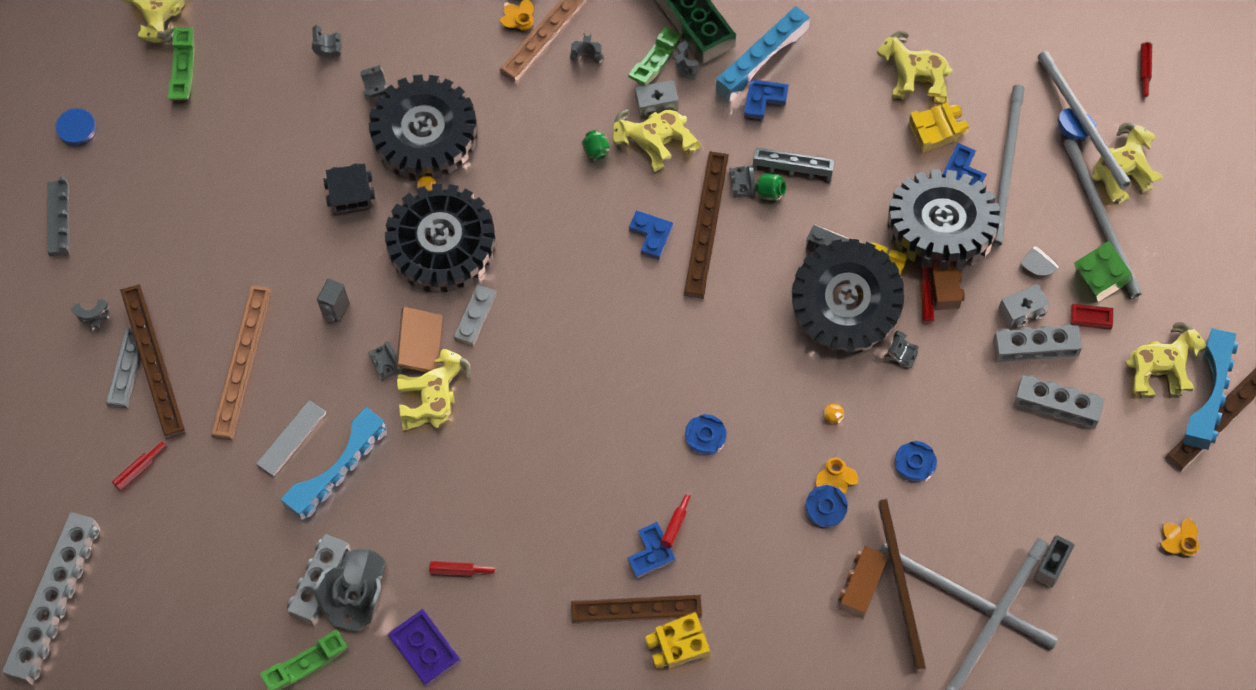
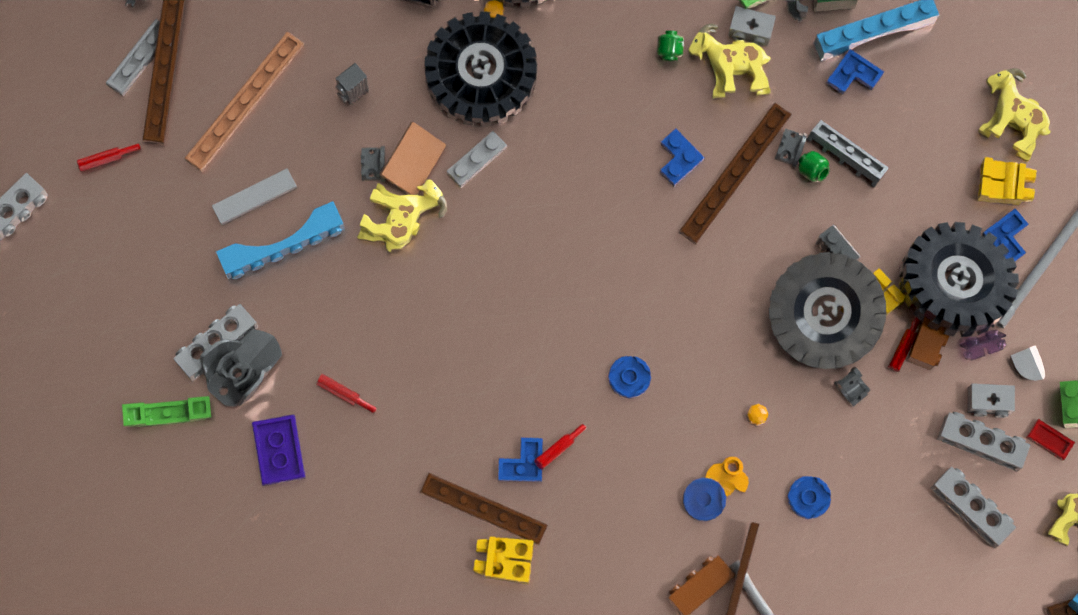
camera: 20 degrees right, 10 degrees up
(998, 259) = (991, 341): none -> clear purple hinge

